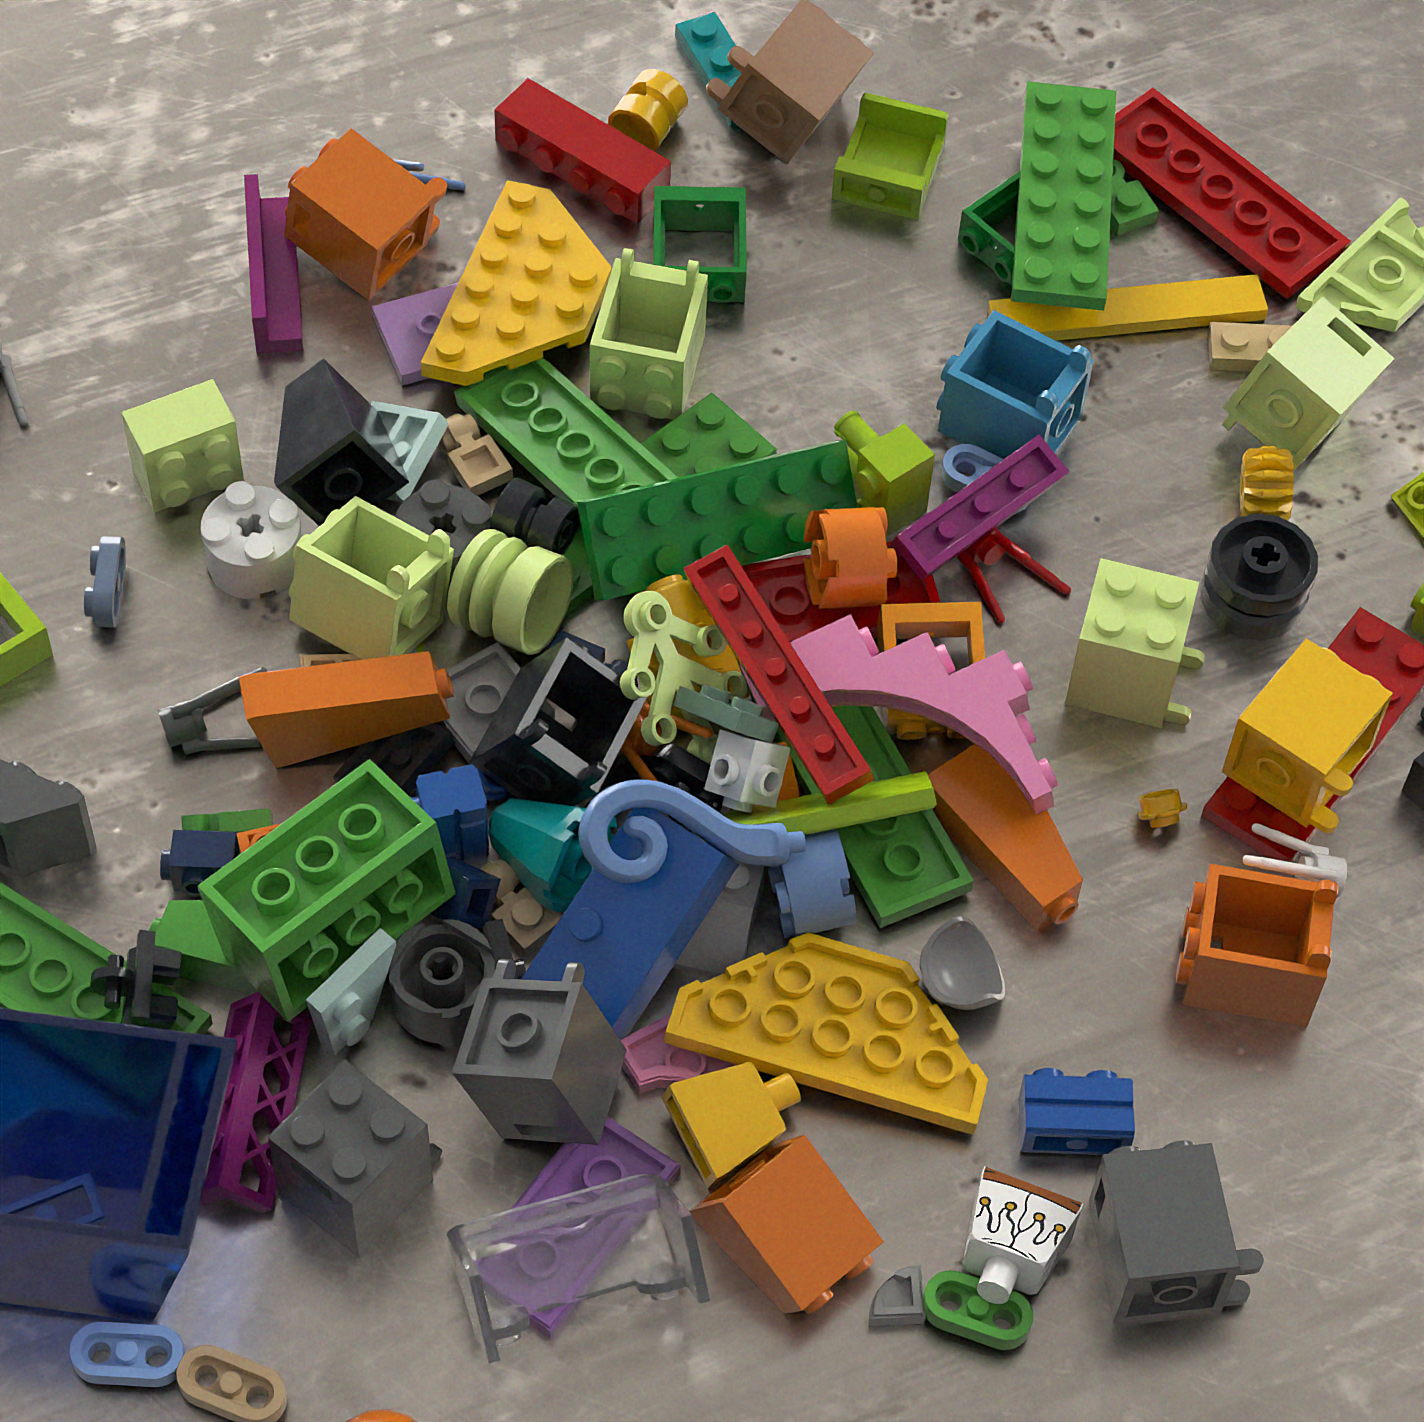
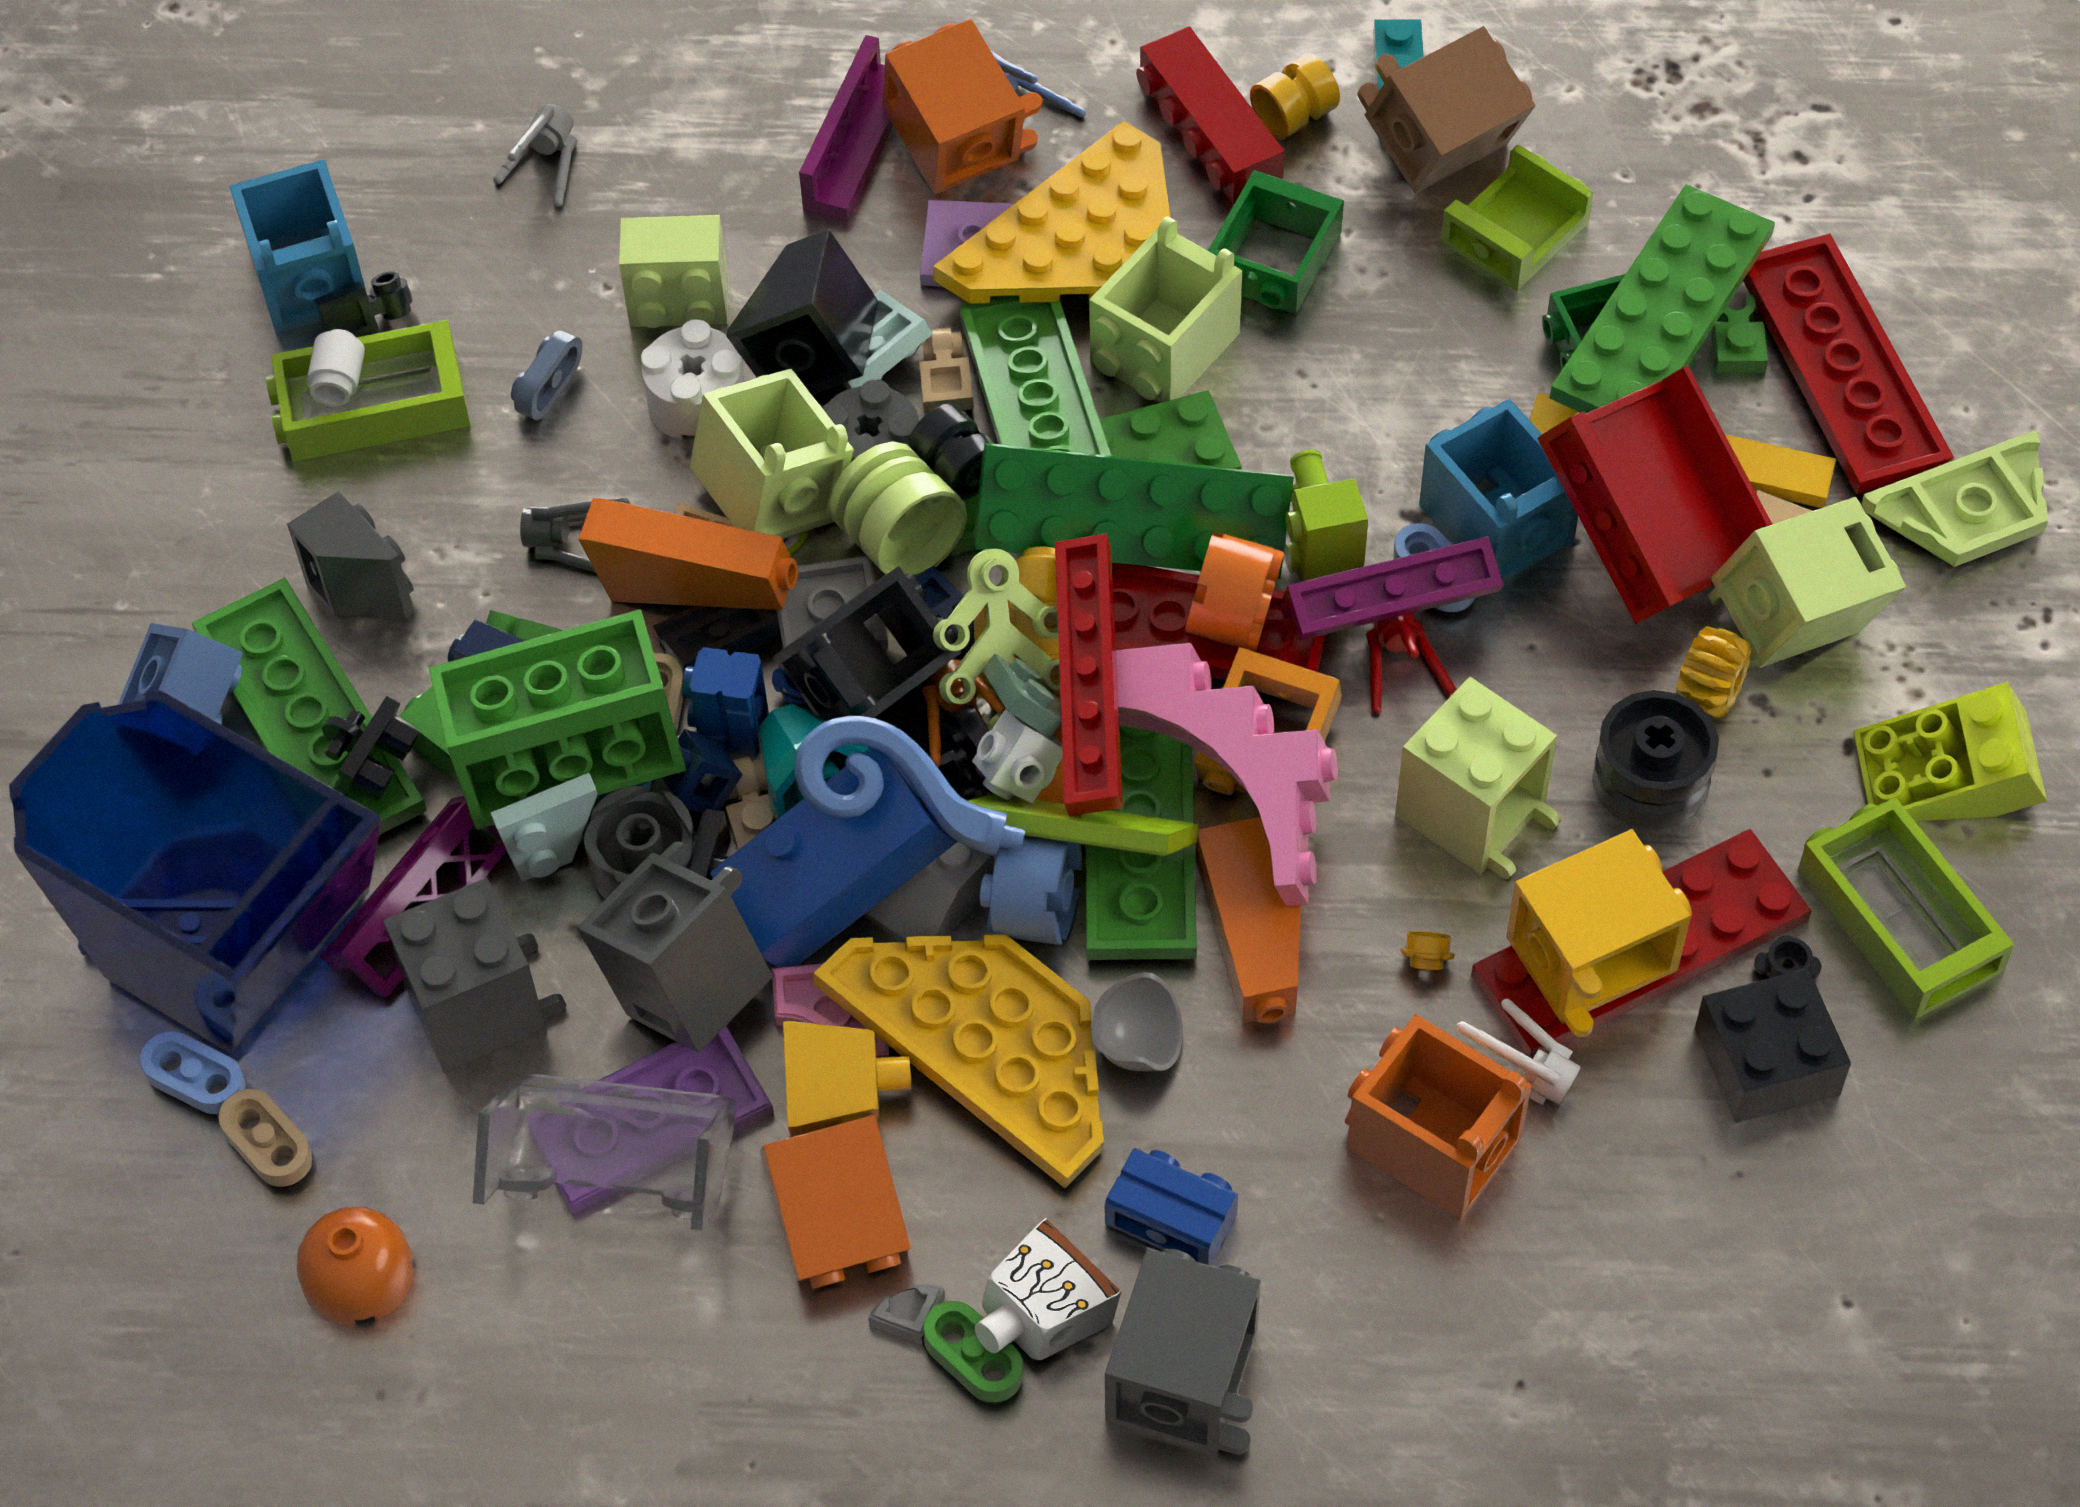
camera: 30 degrees right, 0 degrees up
(1157, 348) = (1656, 491): none -> red panel

